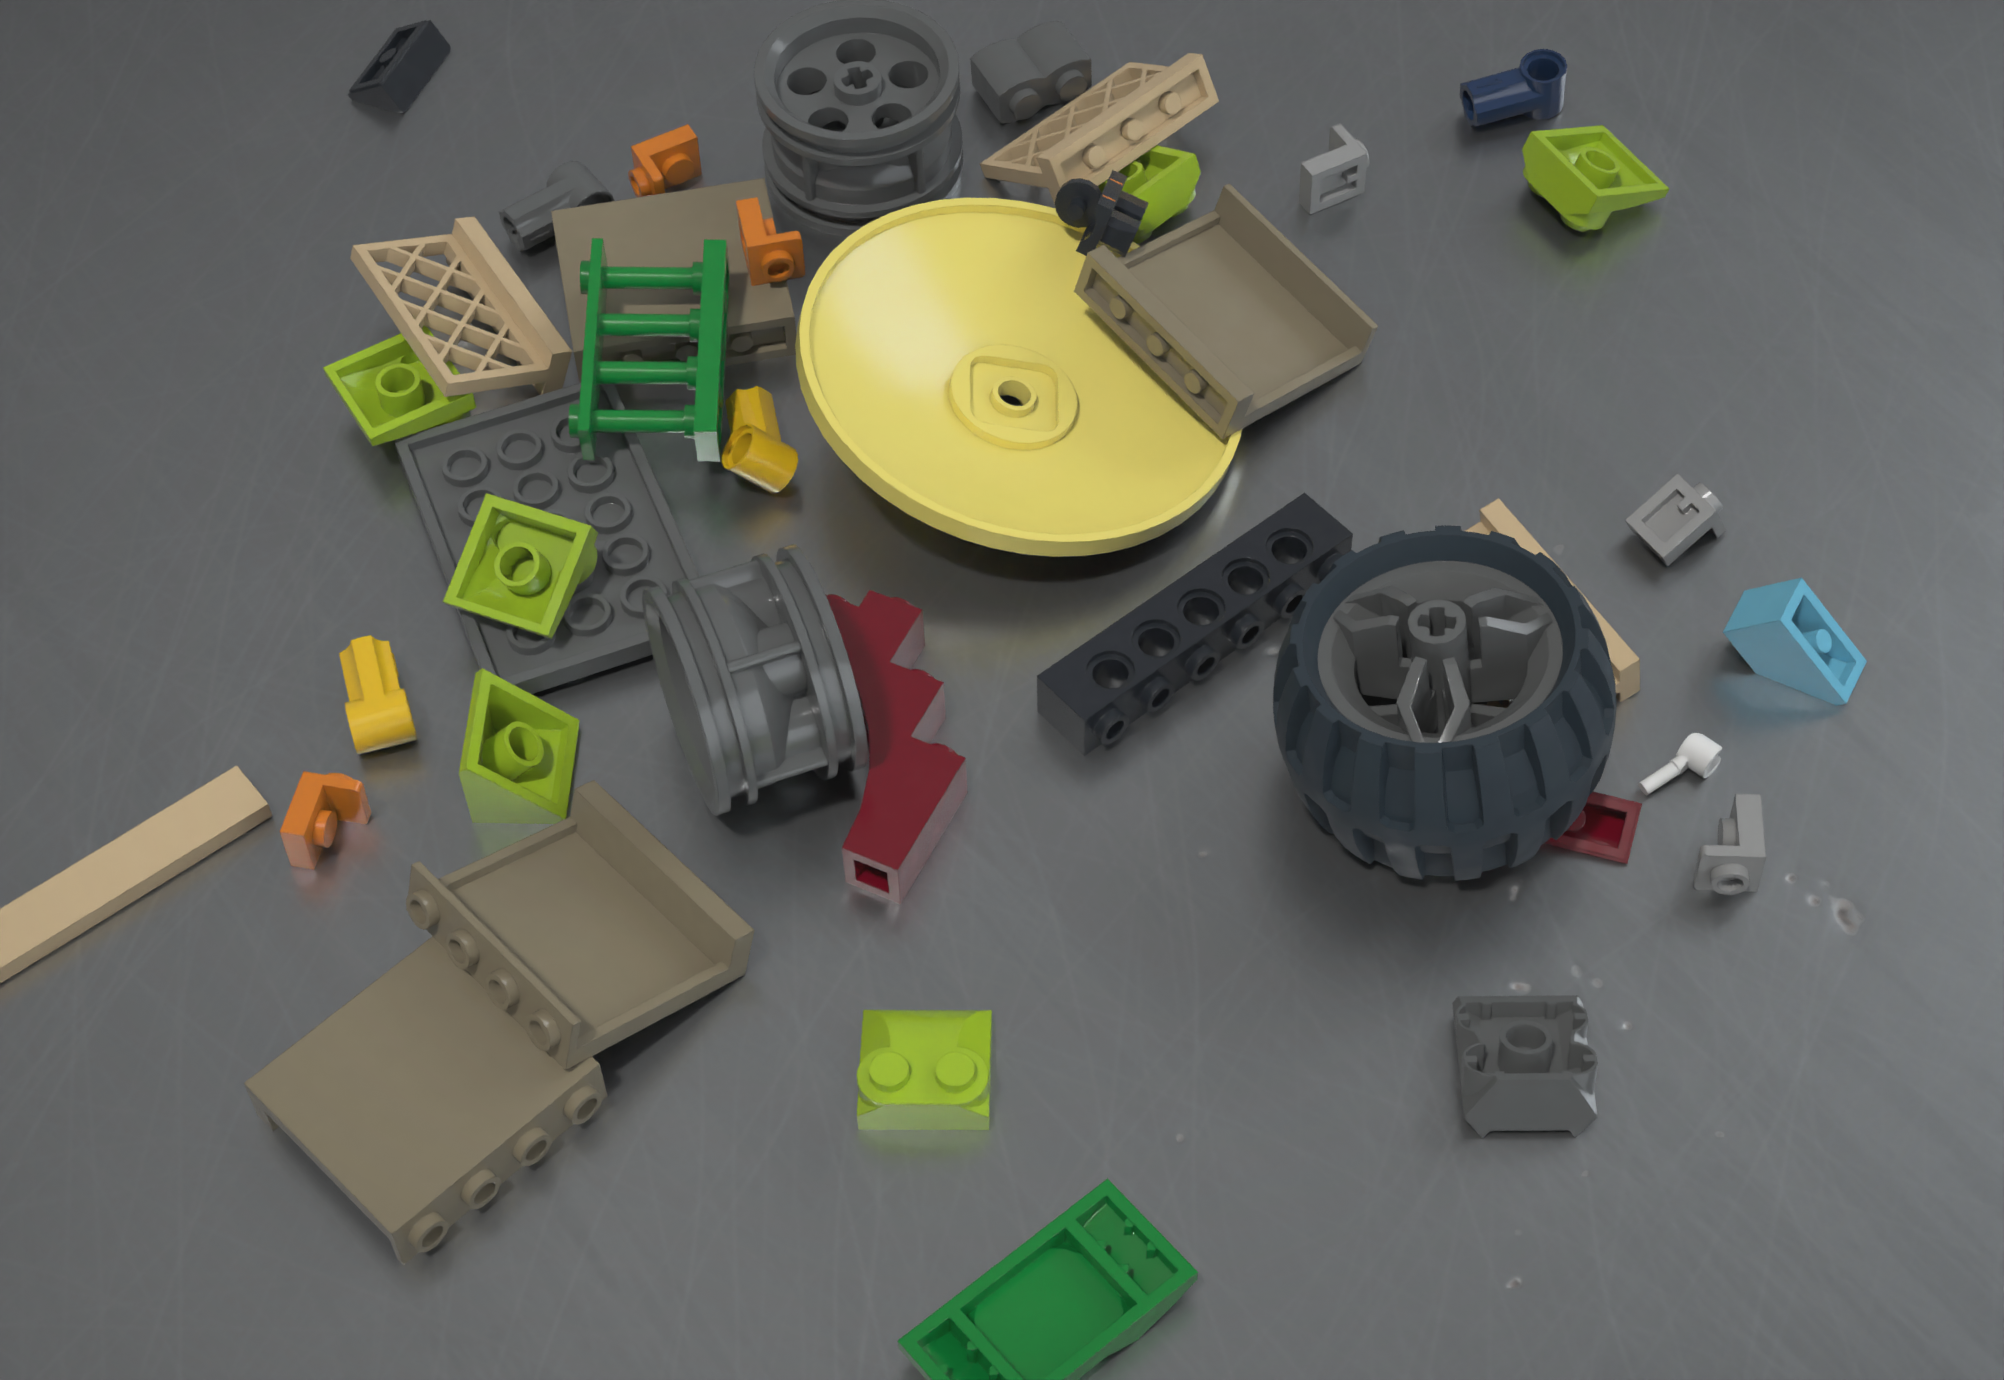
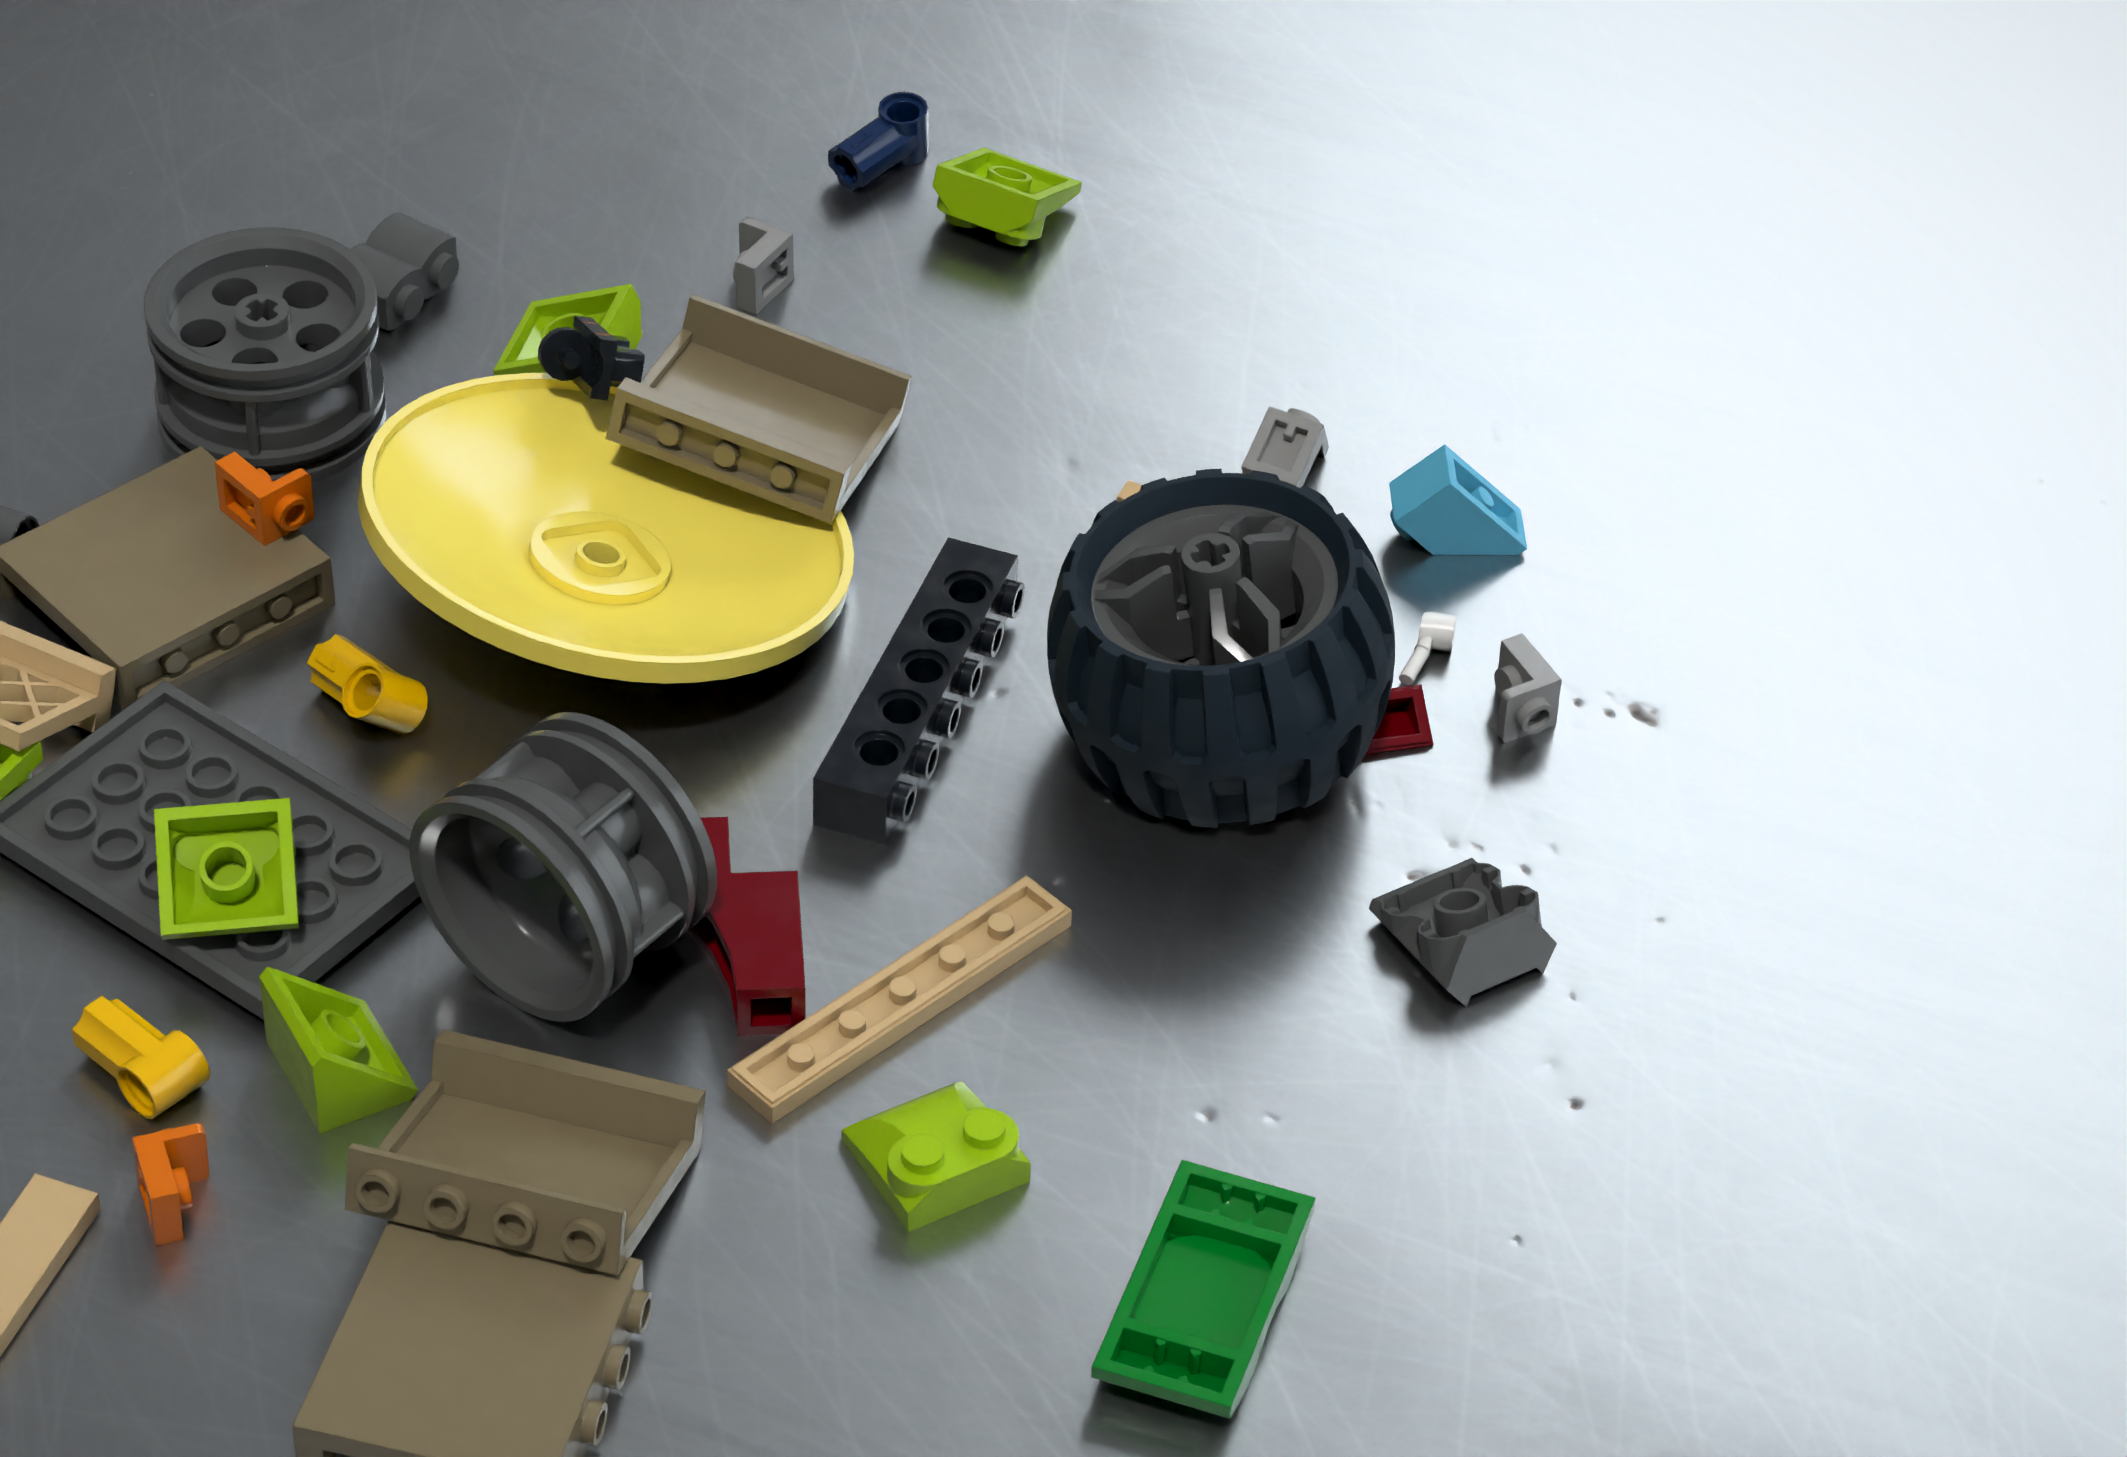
camera: 35 degrees left, 10 degrees down
(665, 161) = (69, 471): orange bracket -> none
(700, 373) = (256, 588): green fence -> none
(995, 907) = (898, 999): none -> tan tile
(1107, 125) = (510, 294): tan fence -> none

